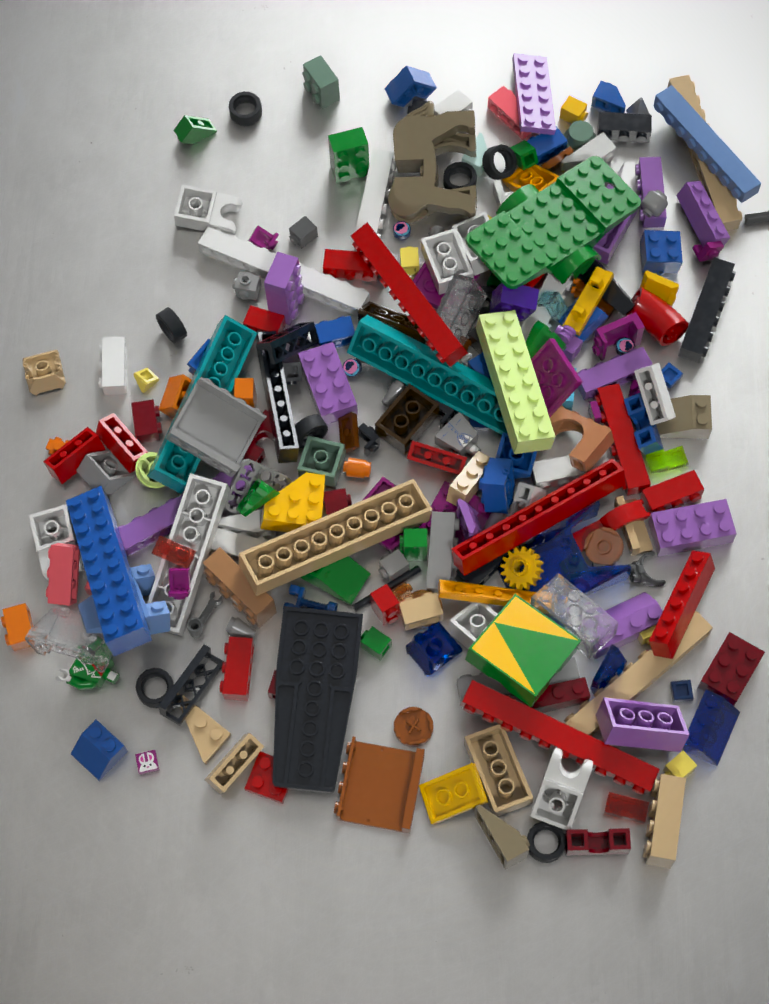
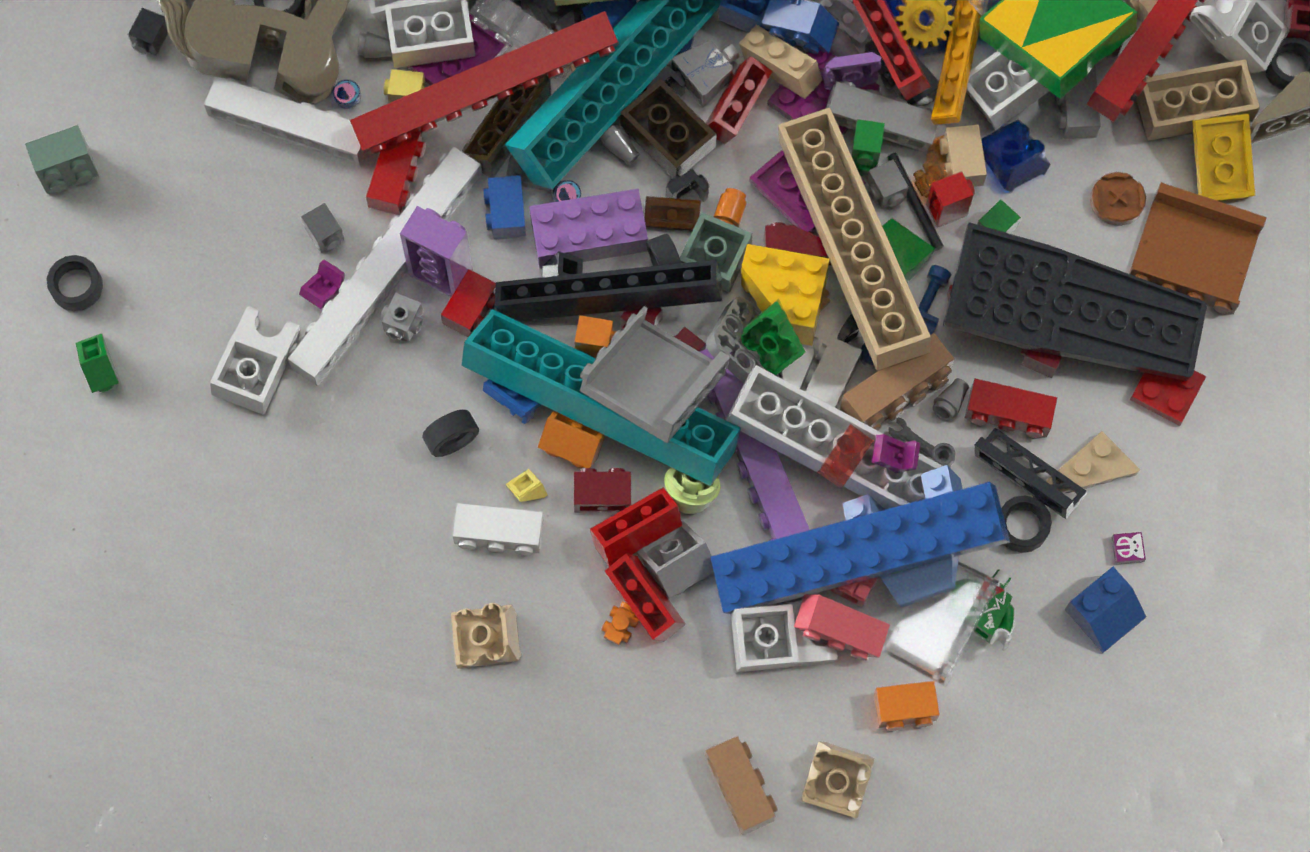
camera: 85 degrees left, 5 degrees up
(234, 763) = (1150, 427): tan brick -> none
(289, 336) = (519, 264): black fence -> none
(349, 154) = (215, 133): green brick -> none
(410, 83) = (100, 33): blue brick -> none

